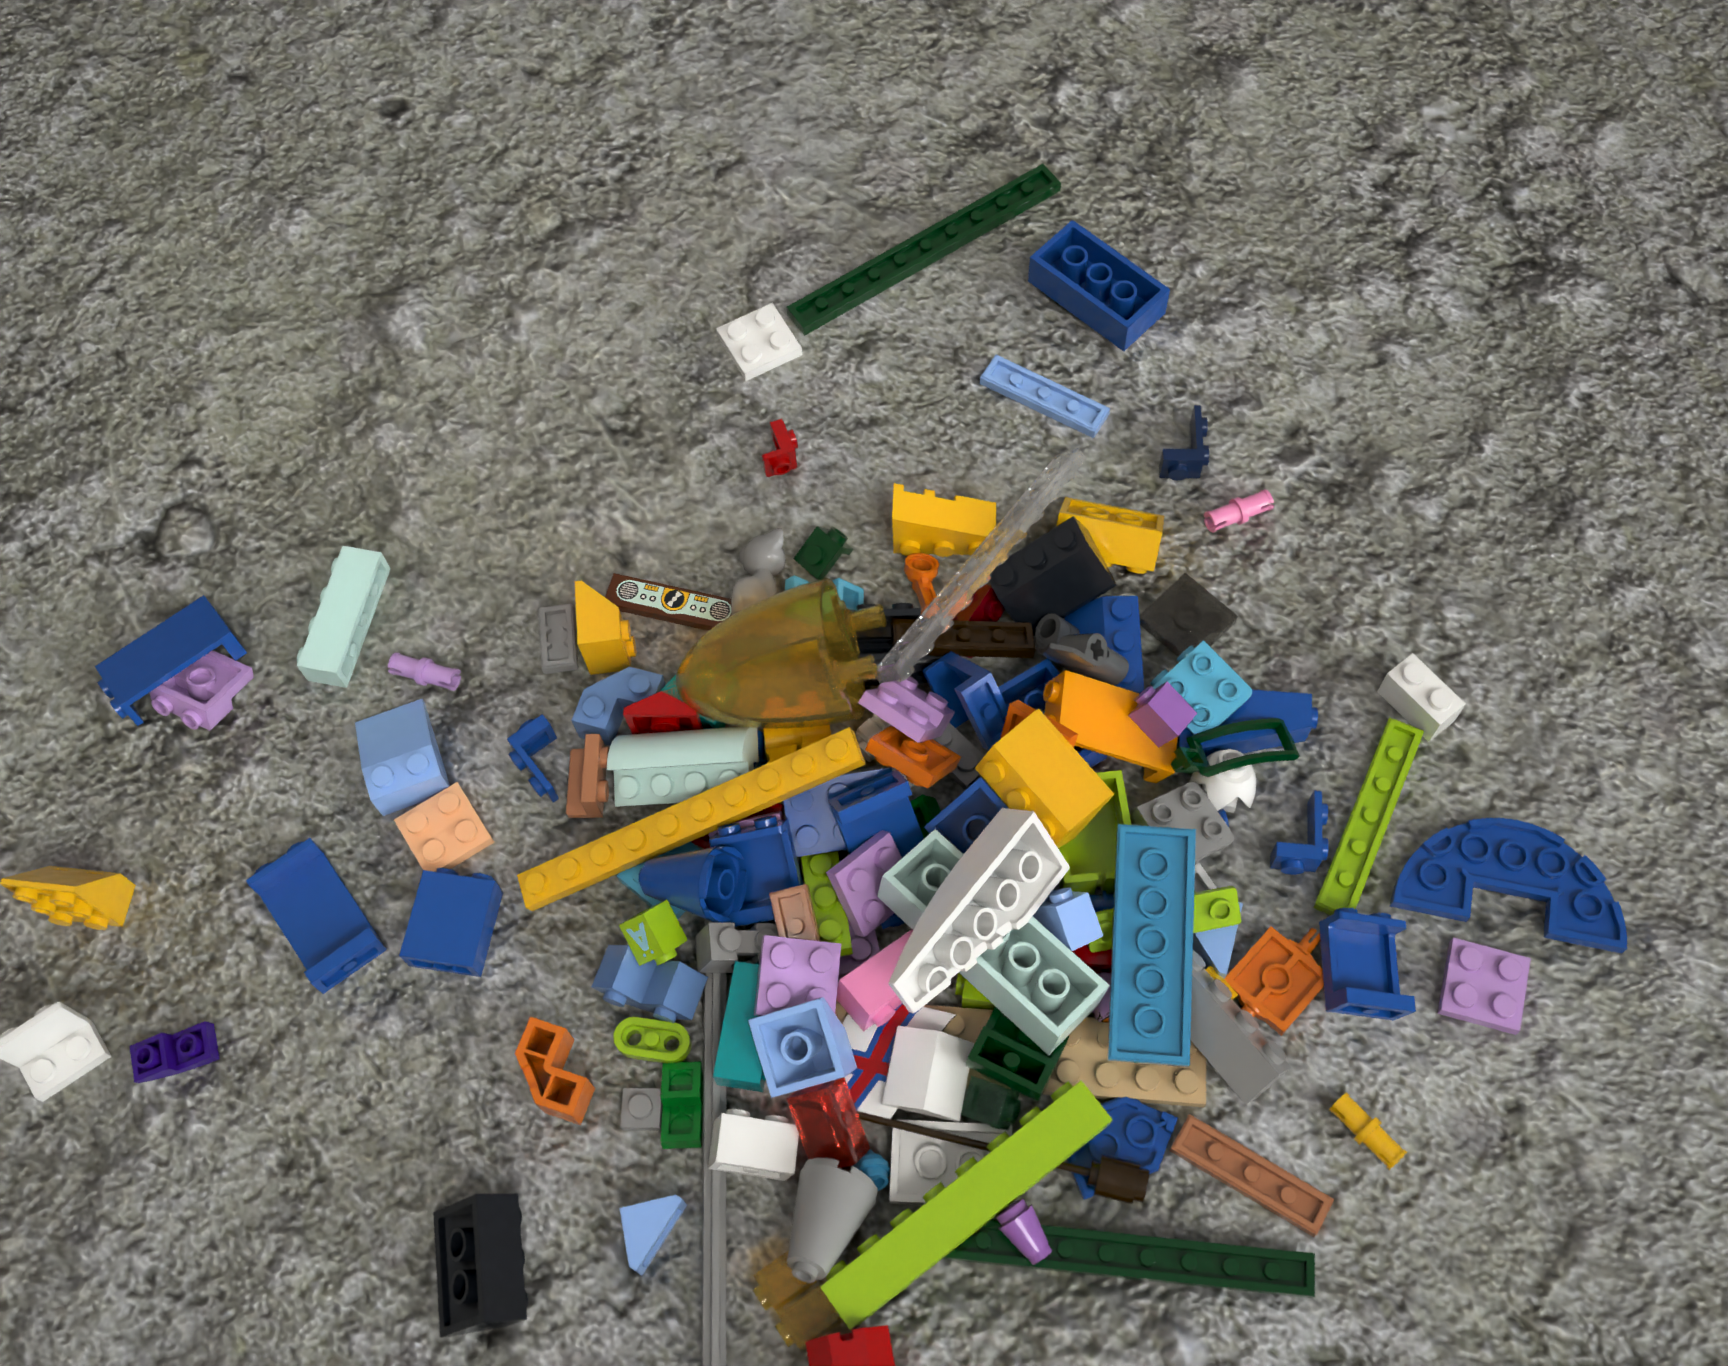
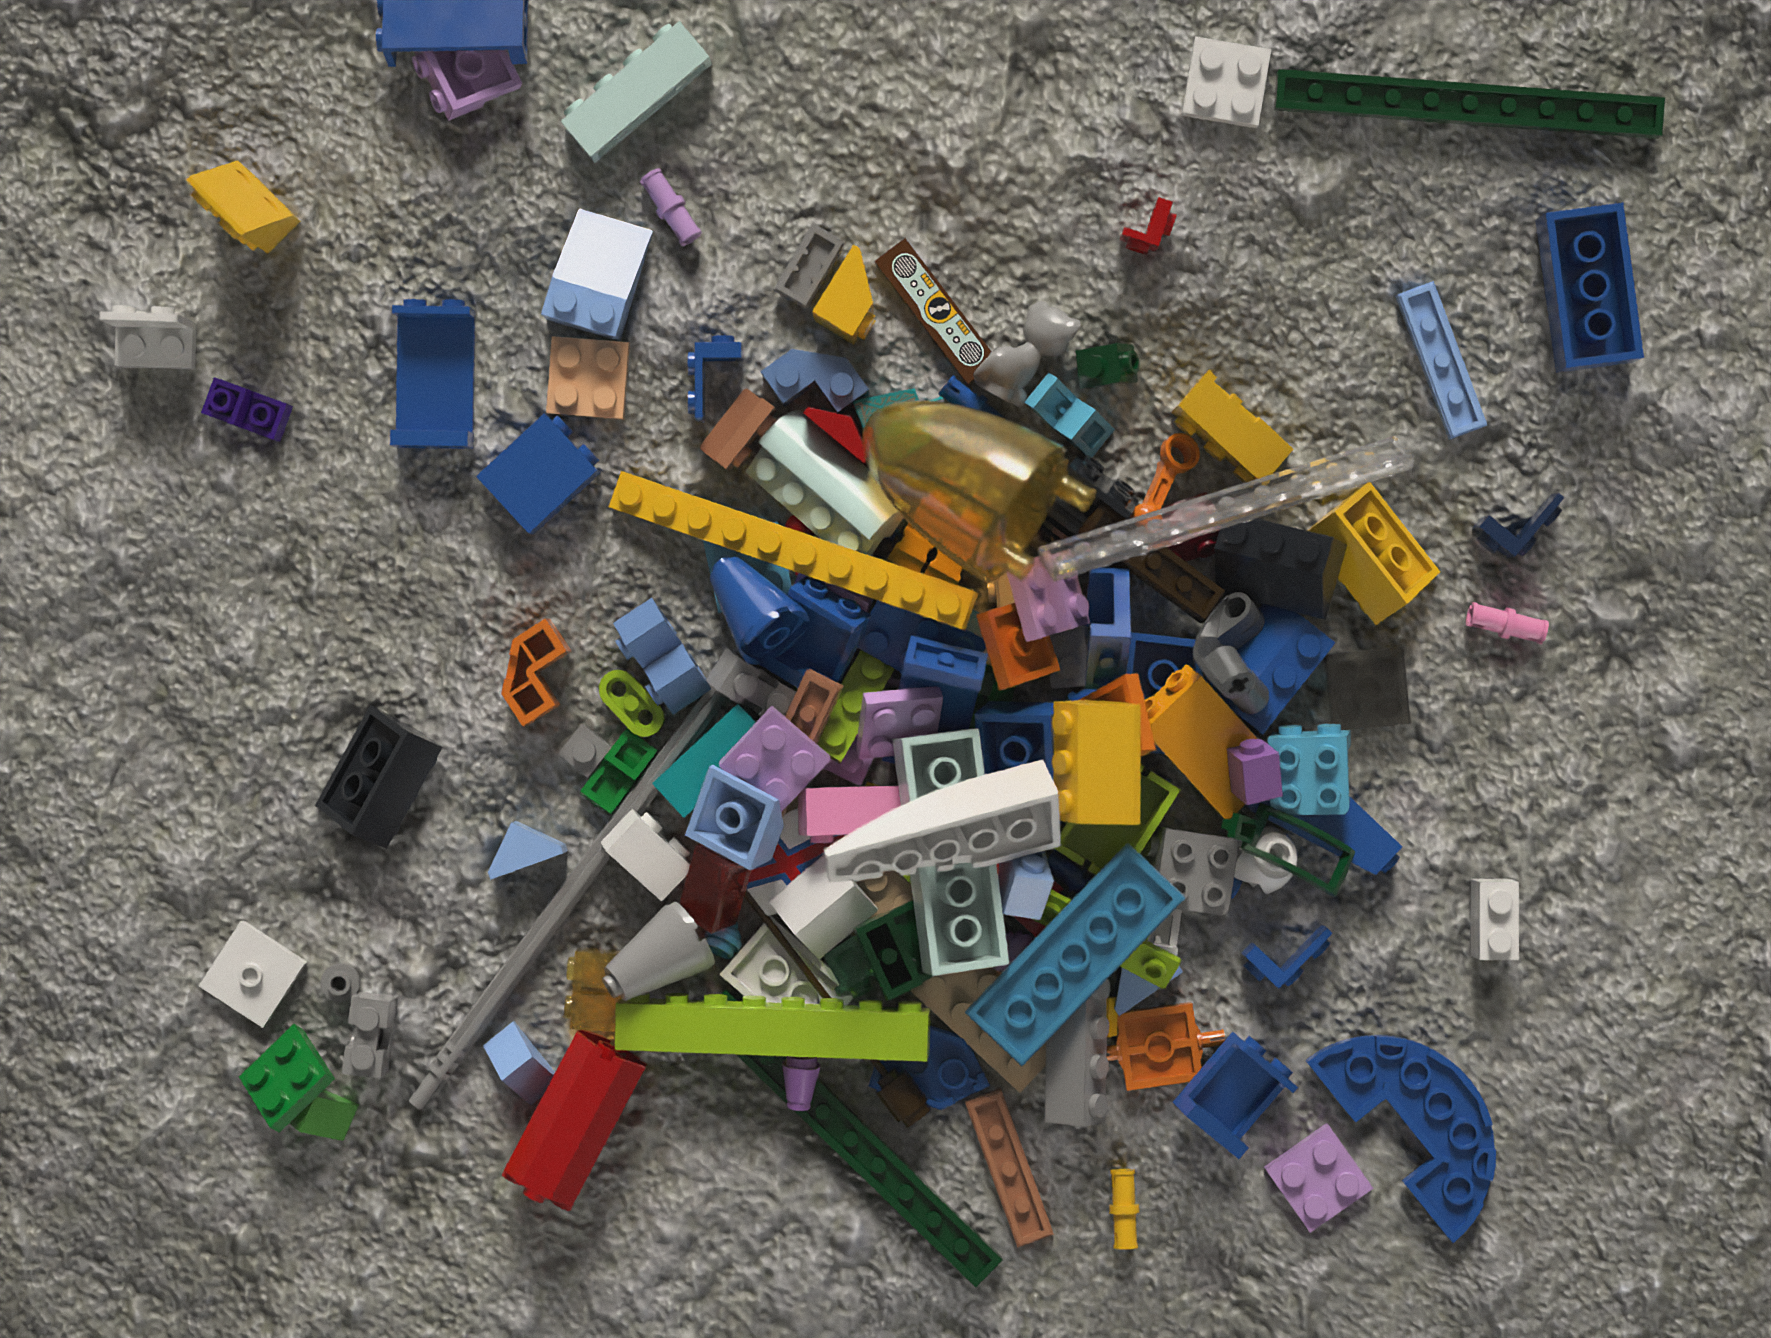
camera: 35 degrees right, 25 degrees up
(654, 934) = (691, 625): lime brick -> none
(1369, 817) = (1358, 978): lime tile -> none

